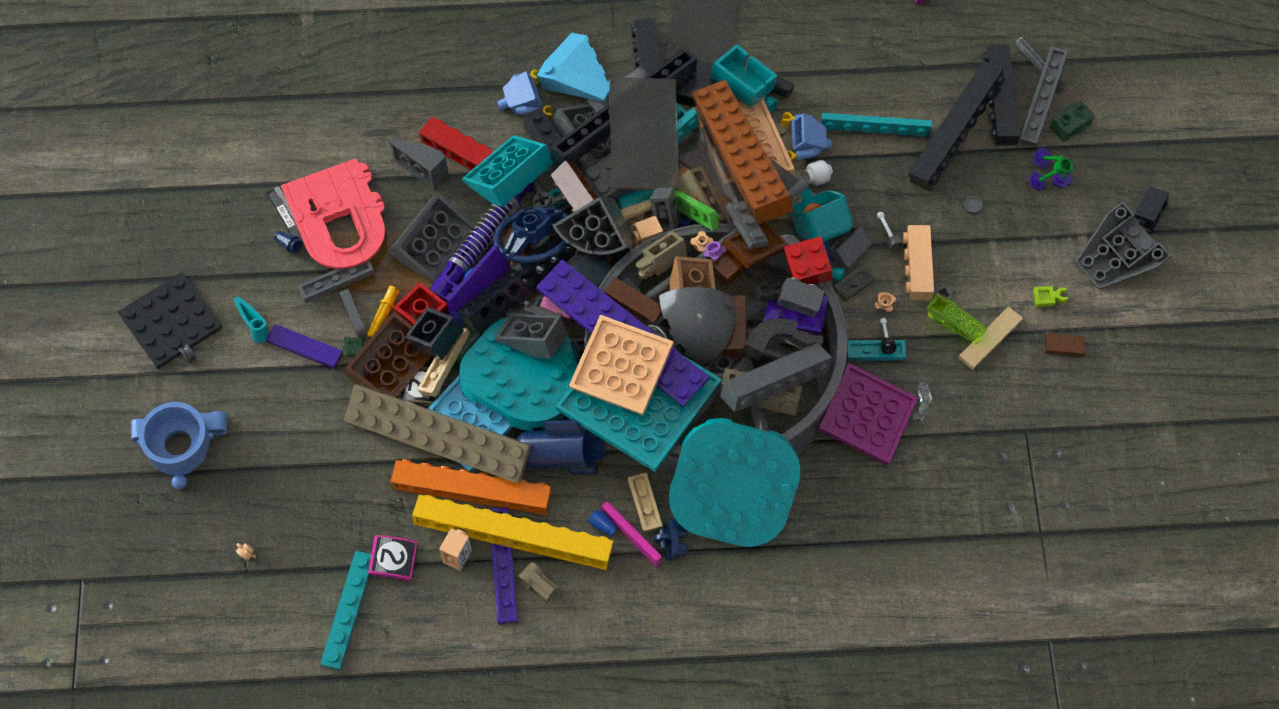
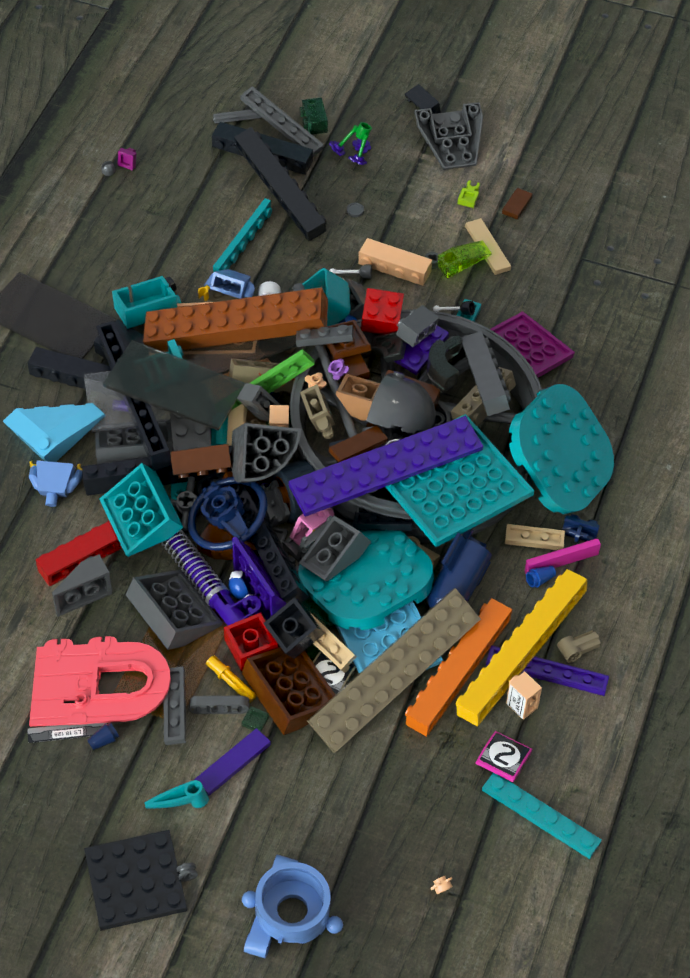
camera: 70 degrees left, 10 degrees down
(621, 365) = (425, 472): light nougat plate -> none
(890, 299) = (418, 299): light nougat plate -> none
(925, 399) = (518, 307): clear arm -> none

